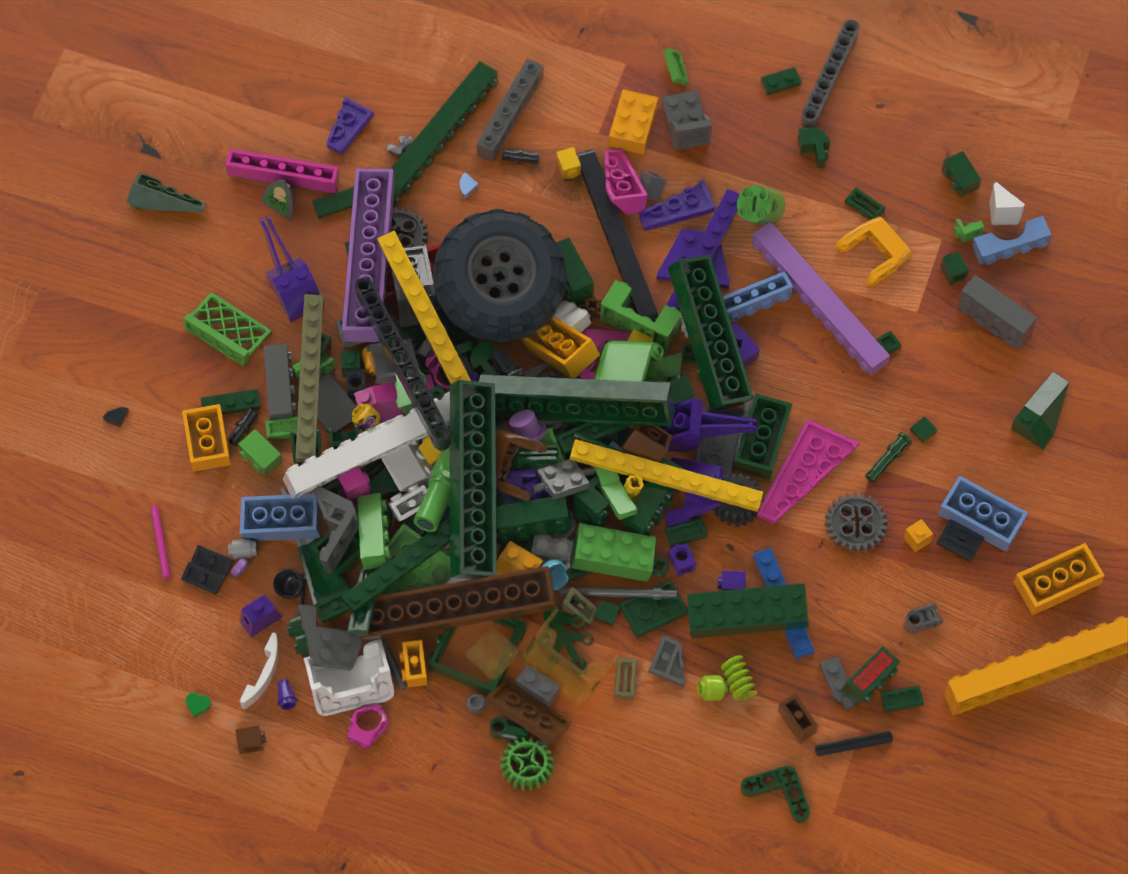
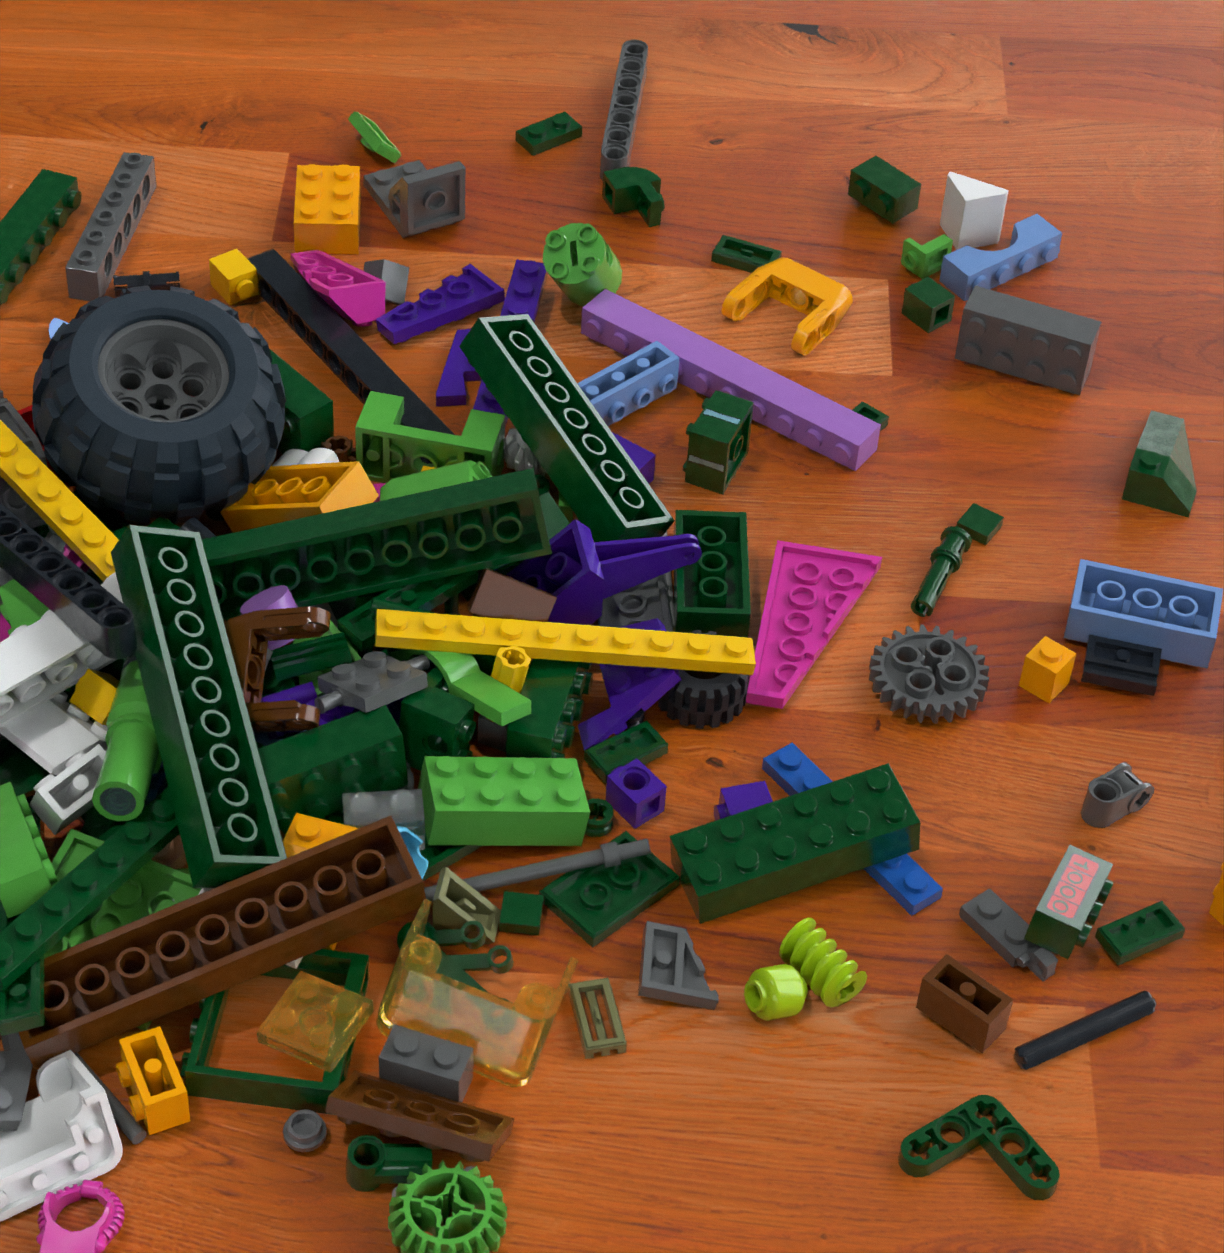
camera: 20 degrees left, 20 degrees down
(796, 347) = (718, 441): none -> dark green container

